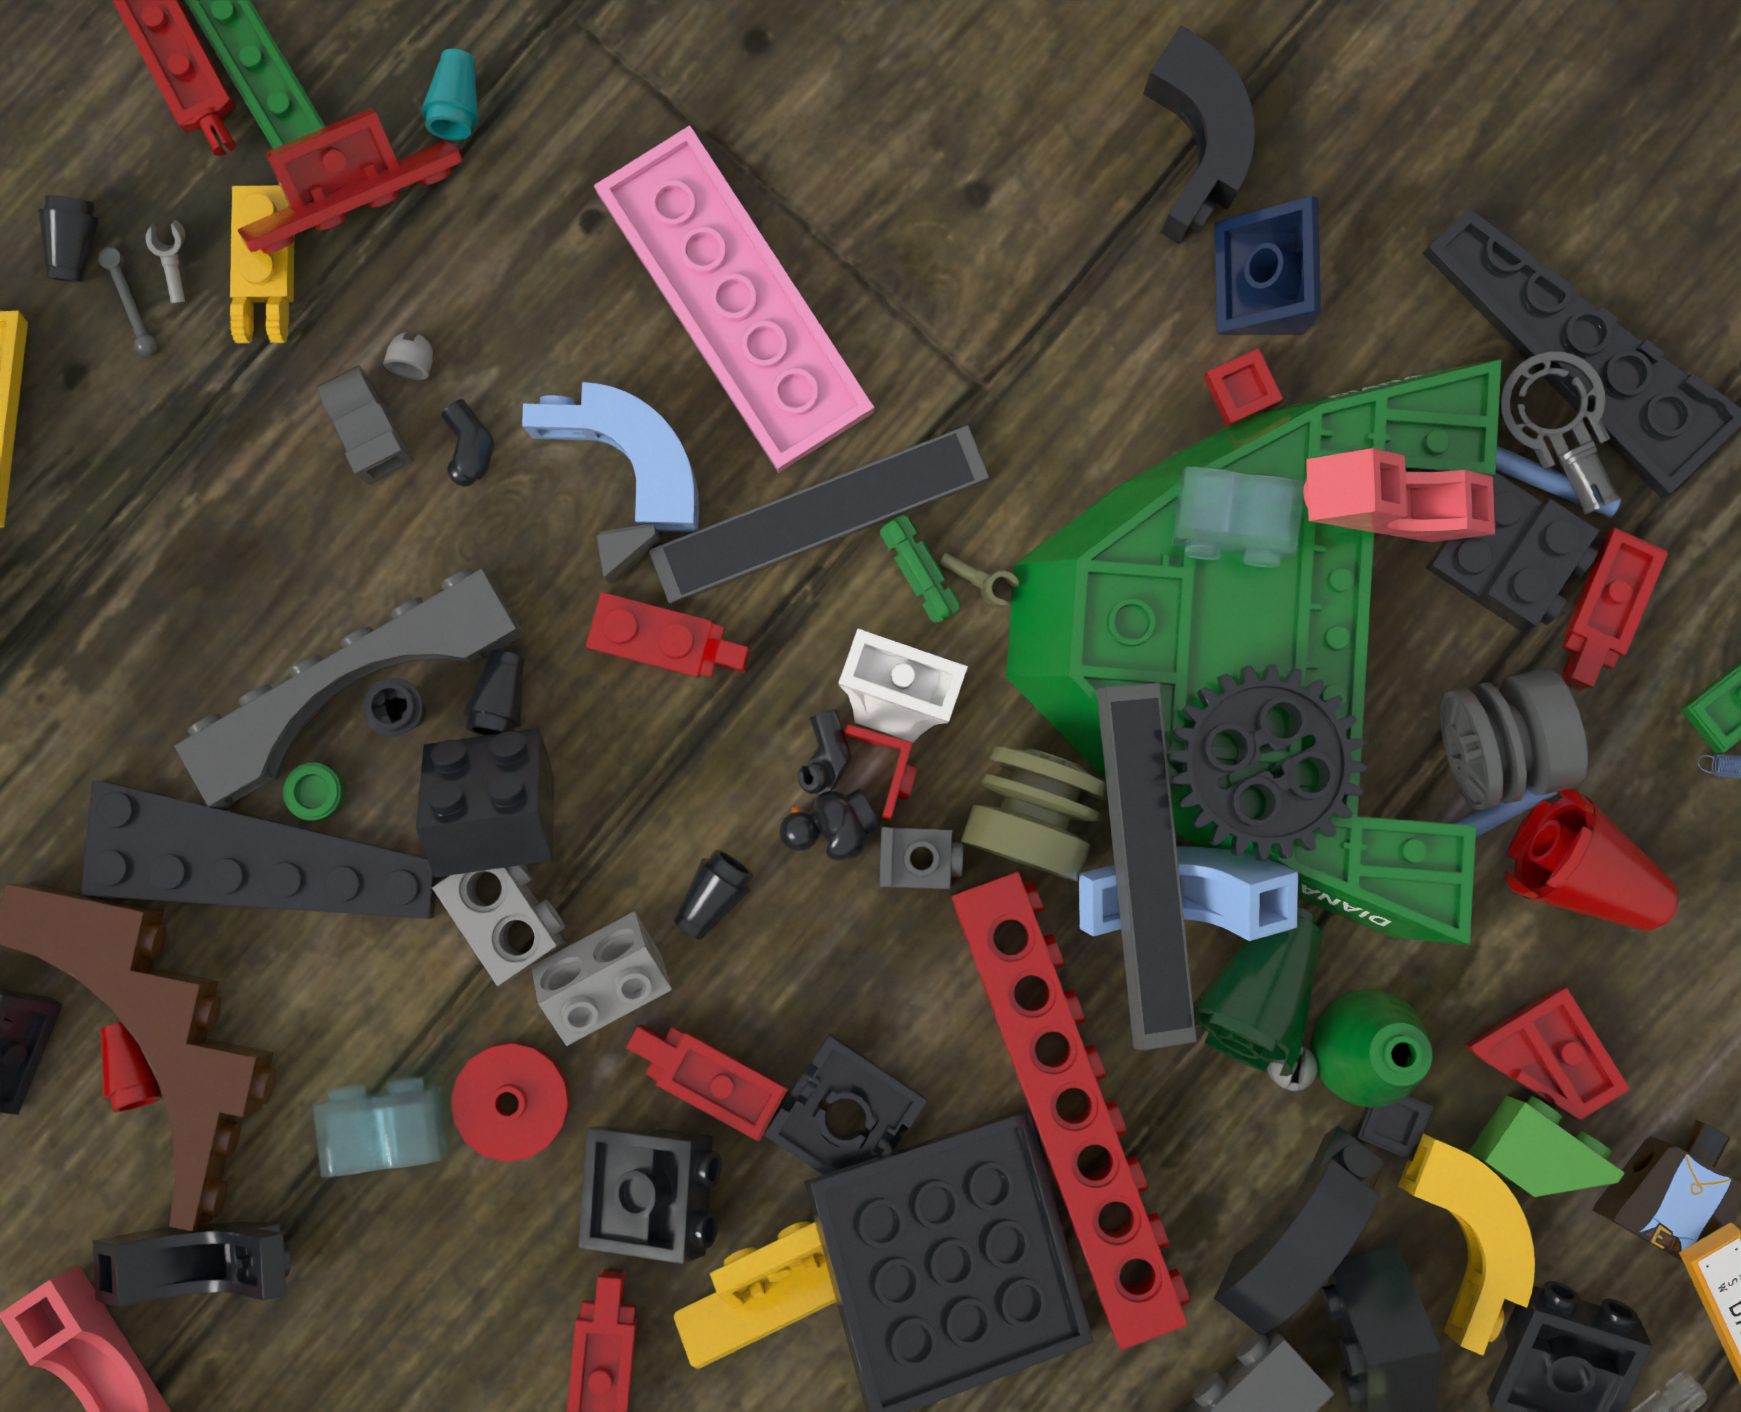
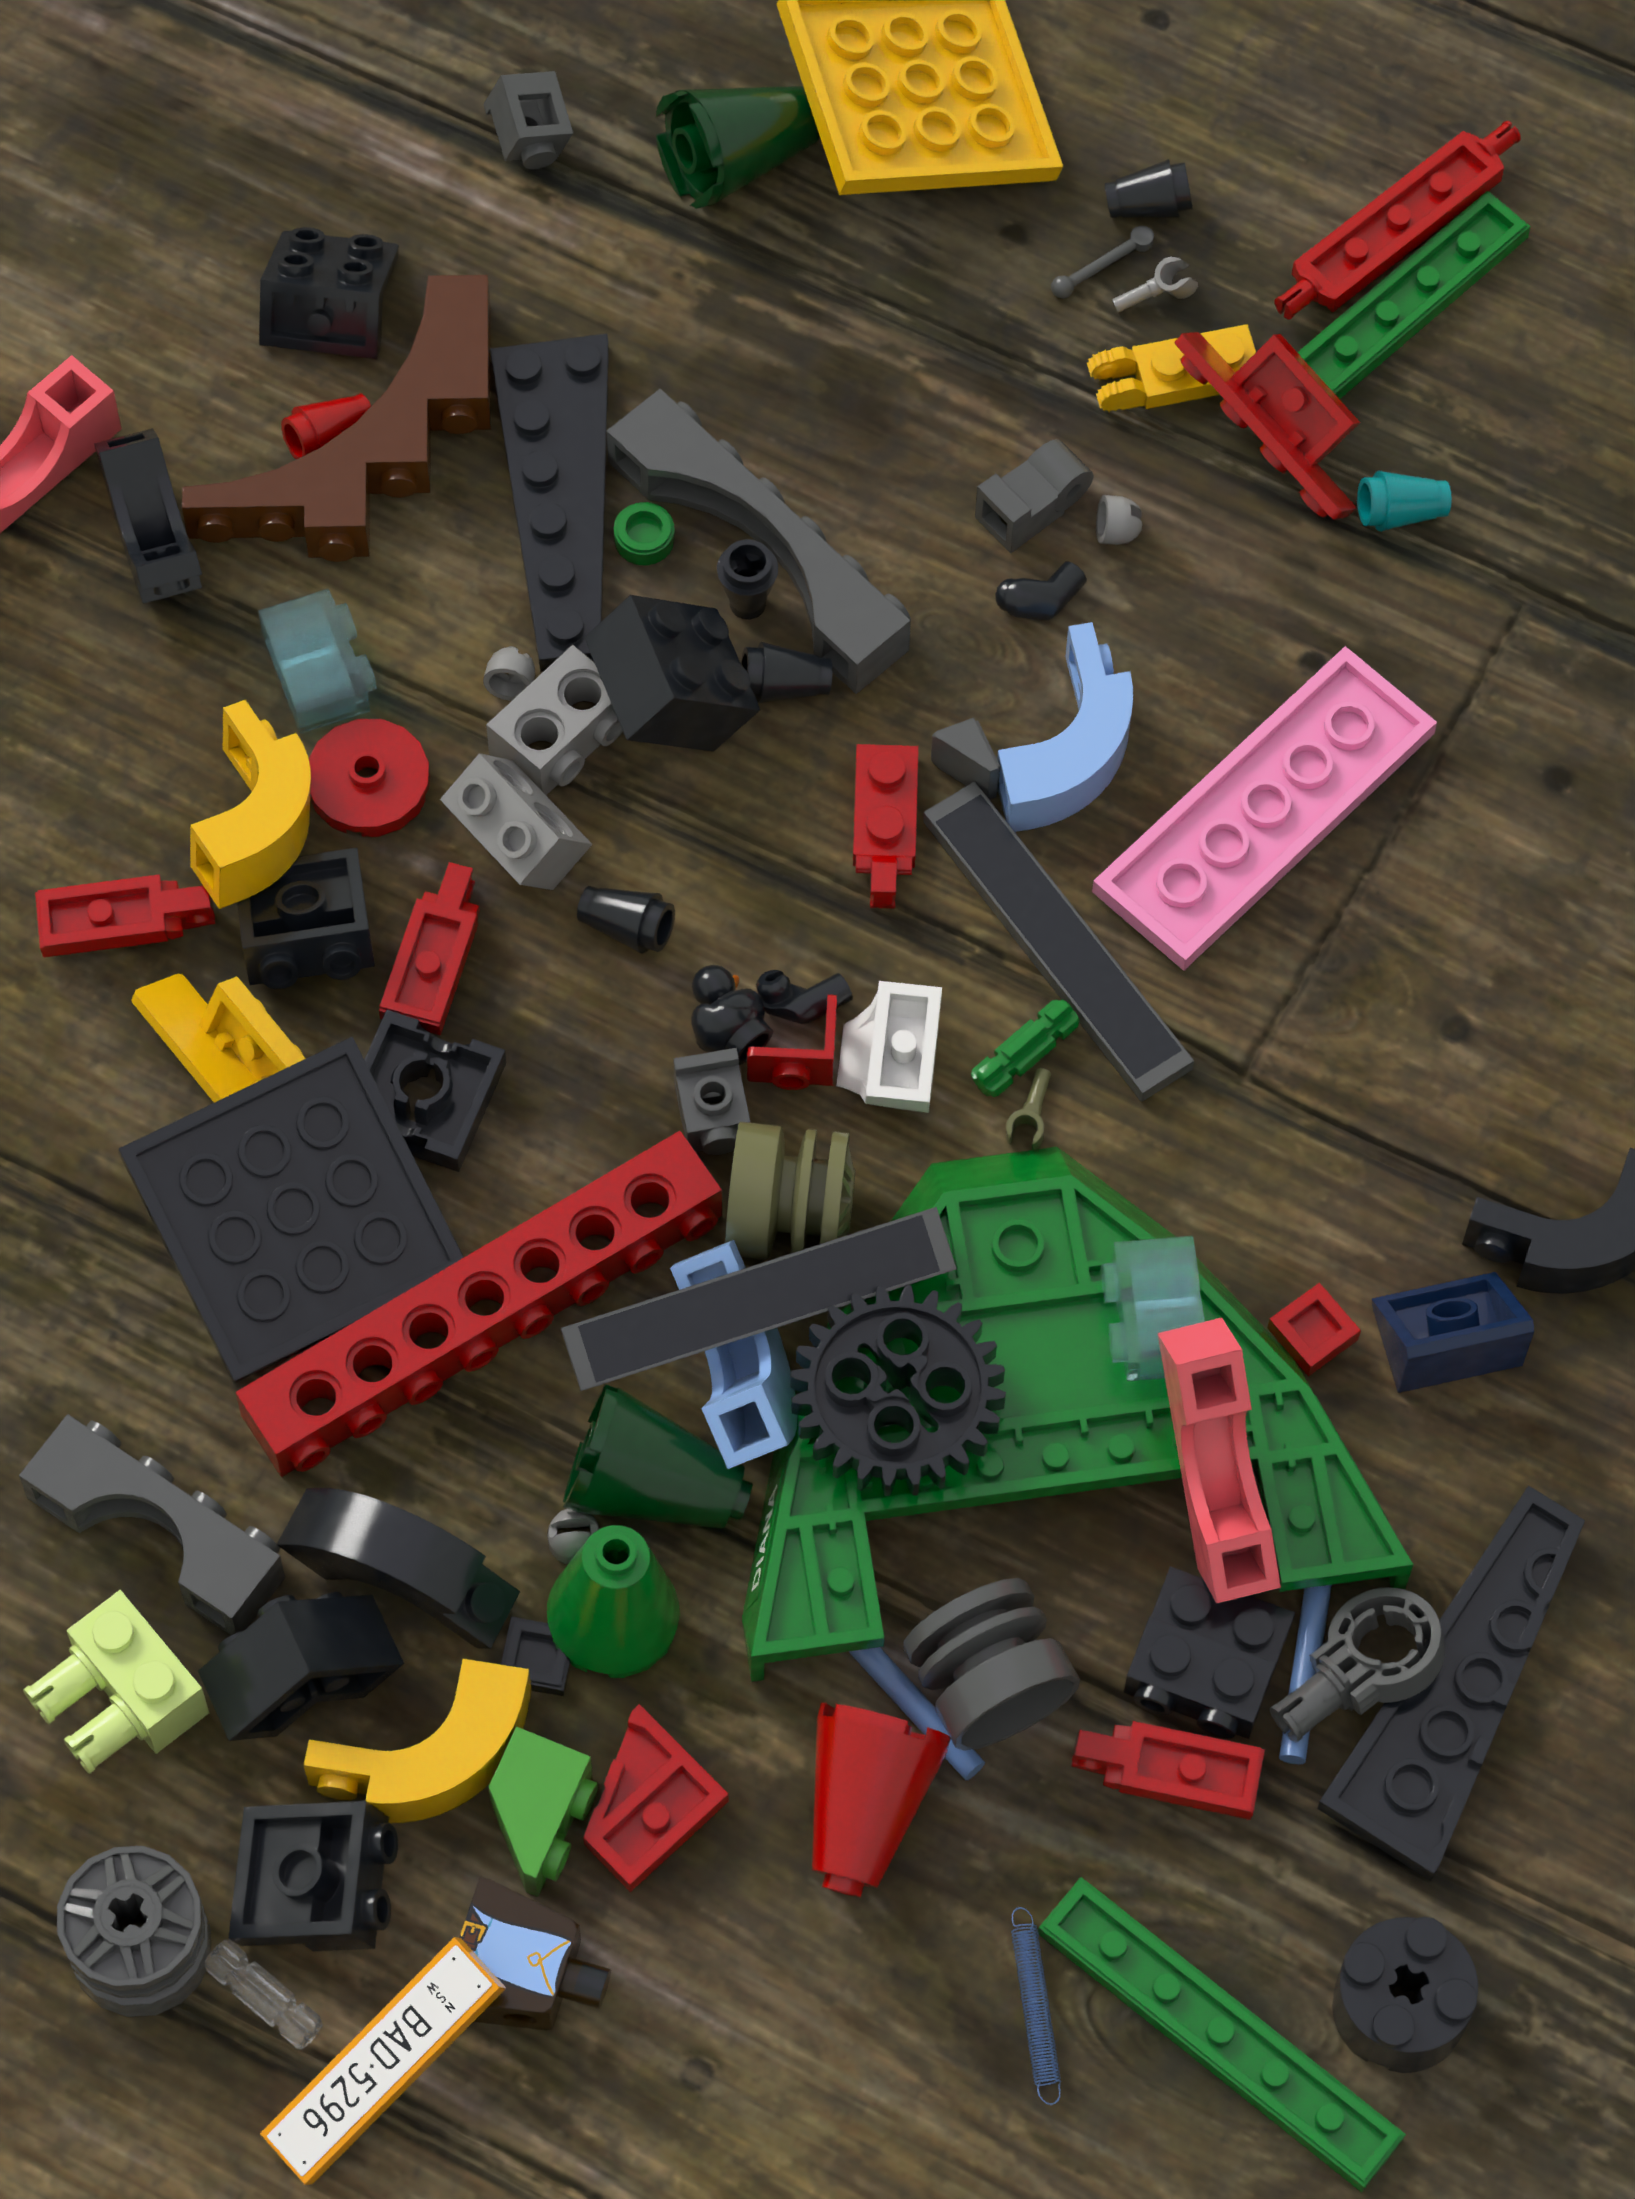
camera: 75 degrees right, 20 degrees down
(435, 948) = (520, 670): none -> light grey hinge
(562, 1214) = (264, 834): none -> yellow arch

